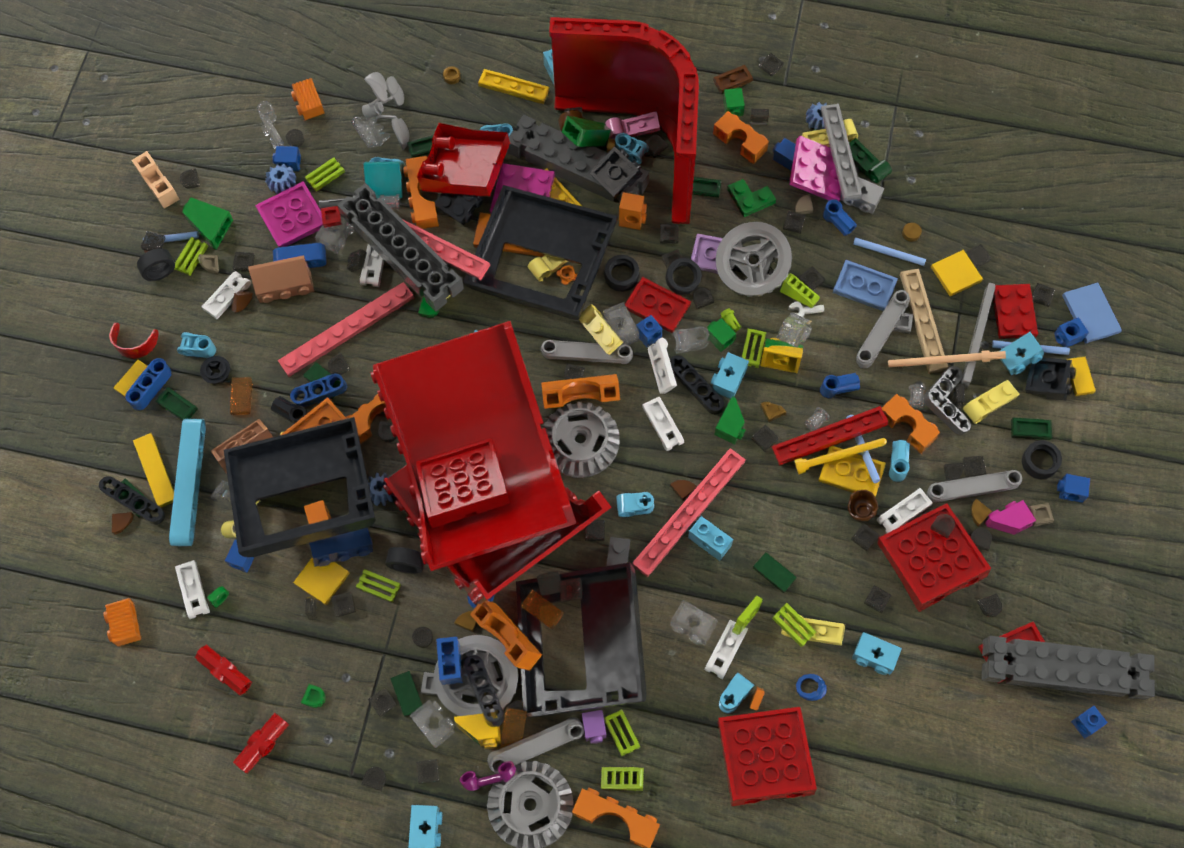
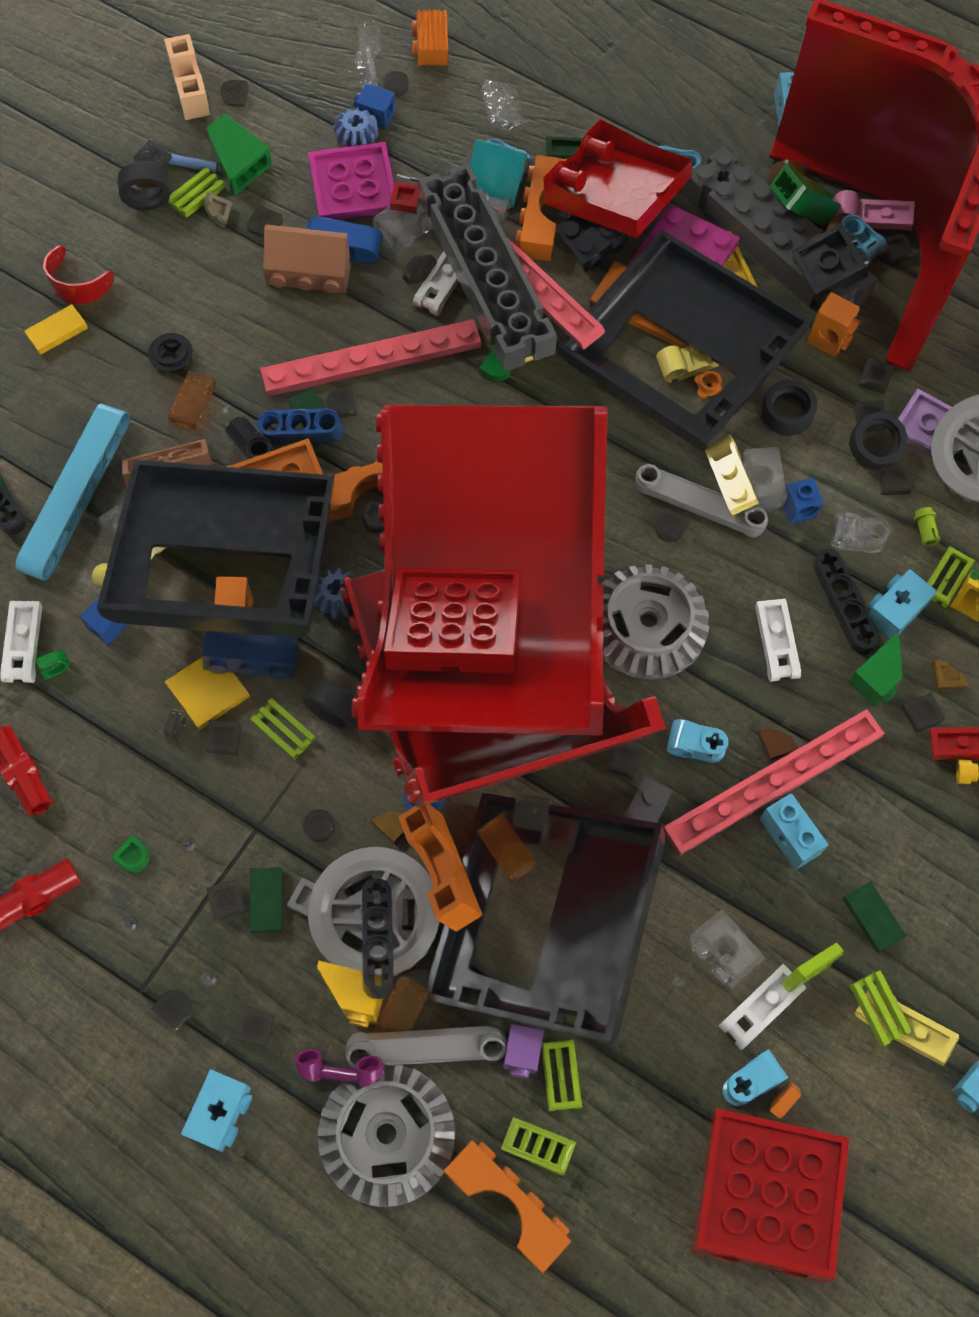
camera: 15 degrees right, 0 degrees up
(148, 375) = (61, 345): blue beam -> none
(154, 470) = (36, 459): yellow tile -> none
(176, 404) = (100, 381): dark green tile -> none
(193, 346) = (157, 312): medium azure piece -> none
(224, 295) = (223, 257): white plate -> none
(241, 301) = (241, 272): reddish brown tile -> none
(323, 172) = (417, 141): lime tile -> none
(376, 108) = (518, 75): light grey plant -> none
(421, 719) = (272, 944): clear brick -> none
(449, 660) = (342, 874): blue brick -> none
(451, 75) = (640, 68): pearl gold tile -> none
(513, 86) = (722, 109): yellow tile -> none
(560, 392) = (700, 556): orange arch -> none
(659, 302) = (835, 470): red plate -> none
(662, 366) = (804, 557): white plate -> none
(706, 187) = (953, 330): dark green tile -> none
(721, 334) = (907, 541): green brick -> none
(816, 695) = (885, 1128): blue piece -> none

